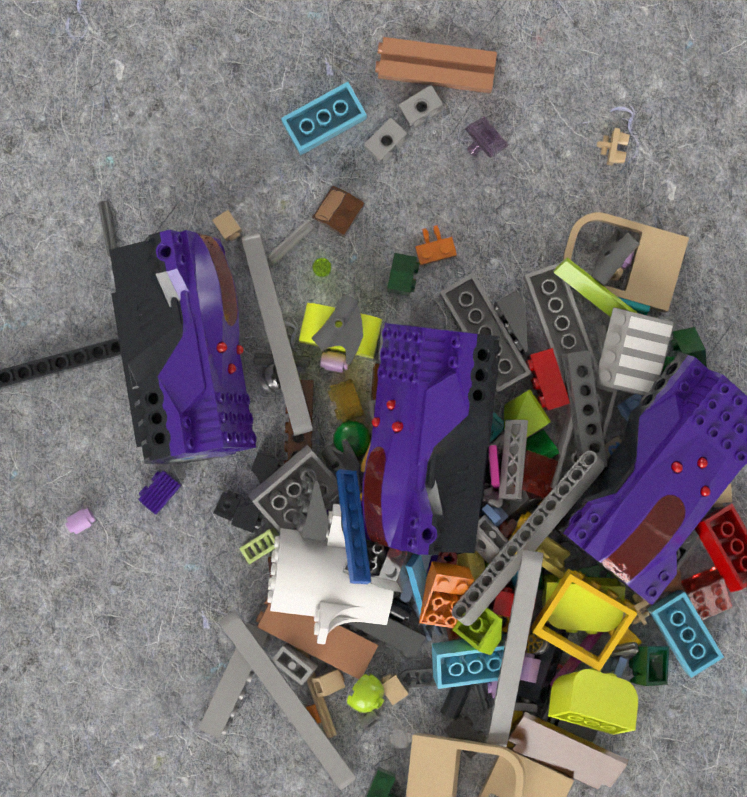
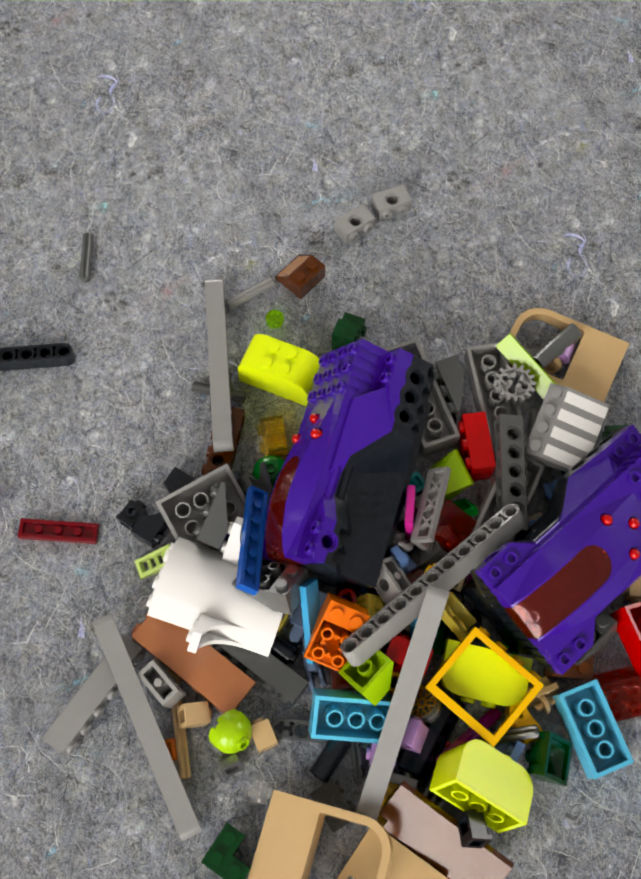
camera: 10 degrees right, 20 degrees down
(159, 492) = (69, 490): dark purple brick -> none
(159, 532) = (58, 531): none -> dark red tile
(181, 348) = (121, 351): piece -> none
(227, 226) = (194, 269): tan brick -> none
(269, 379) = (202, 403): flat silver wheel -> none
(324, 118) = (302, 196): medium azure brick -> none
(334, 361) = (269, 400): lavender brick -> none
(349, 334) = (280, 353): dark grey pin -> none
(435, 250) = (384, 322): orange hinge -> none
(436, 65) = (418, 173): nougat brick -> none
(485, 138) = (446, 233): clear purple tile -> none
(583, 320) = (524, 380): none -> light grey gear
(590, 741) = (473, 829): none -> black brick
(617, 138) = (568, 255): tan hips -> none

